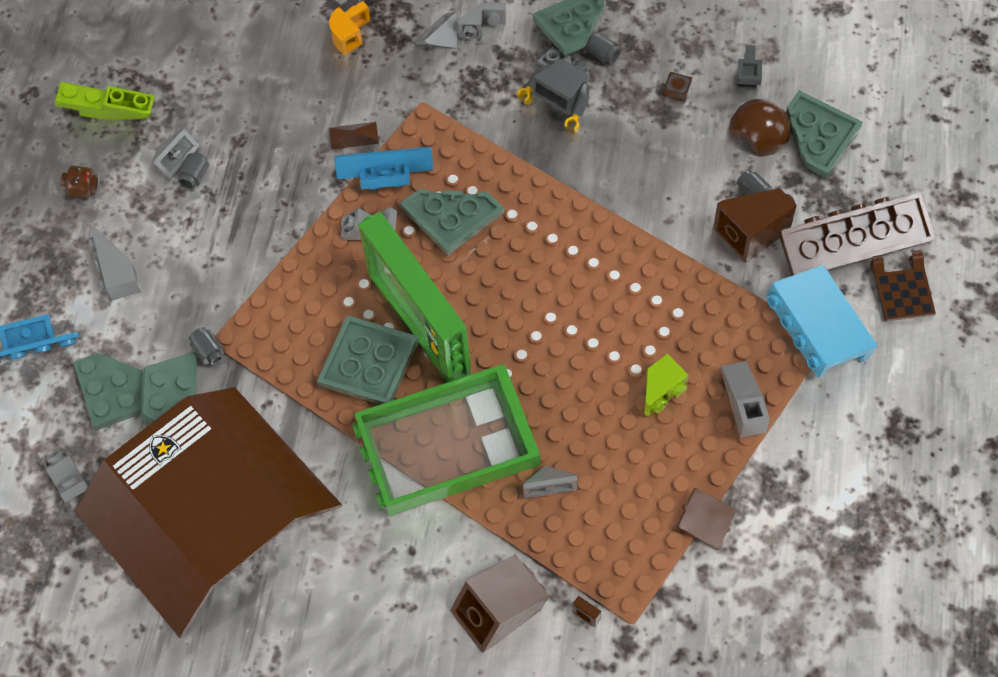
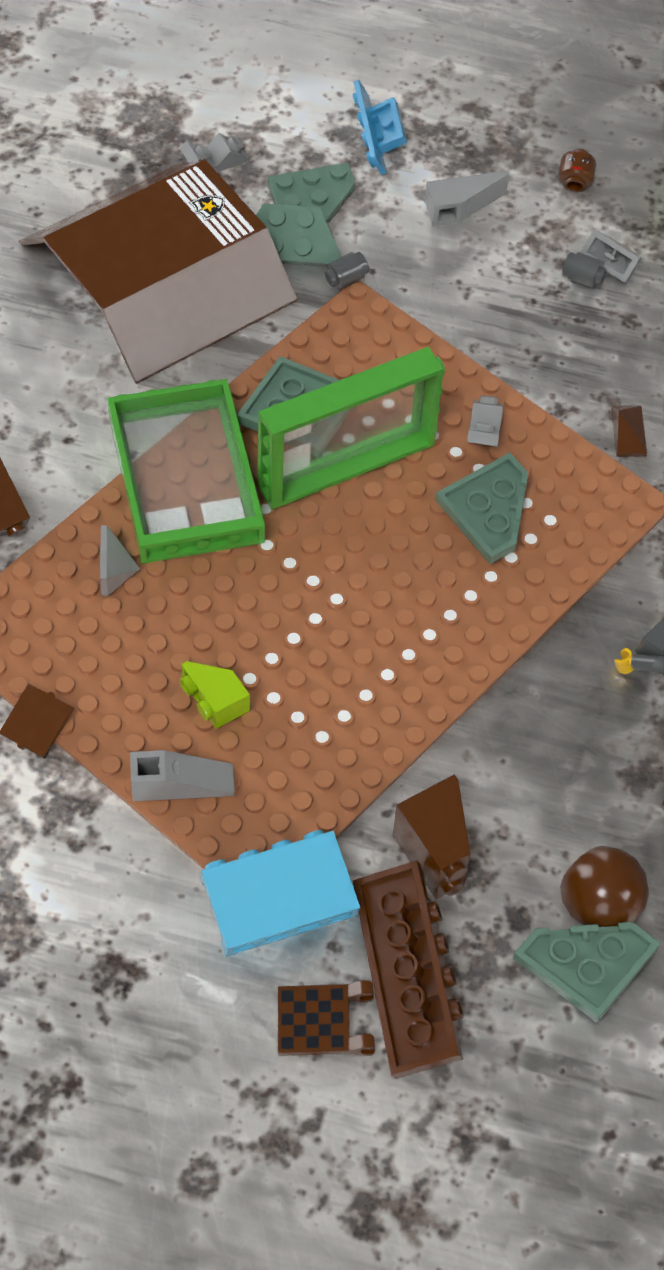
camera: 90 degrees right, 5 degrees down
(384, 167) = (562, 443): dark azure bracket -> none
(752, 183) = (501, 857): dark grey brick -> none

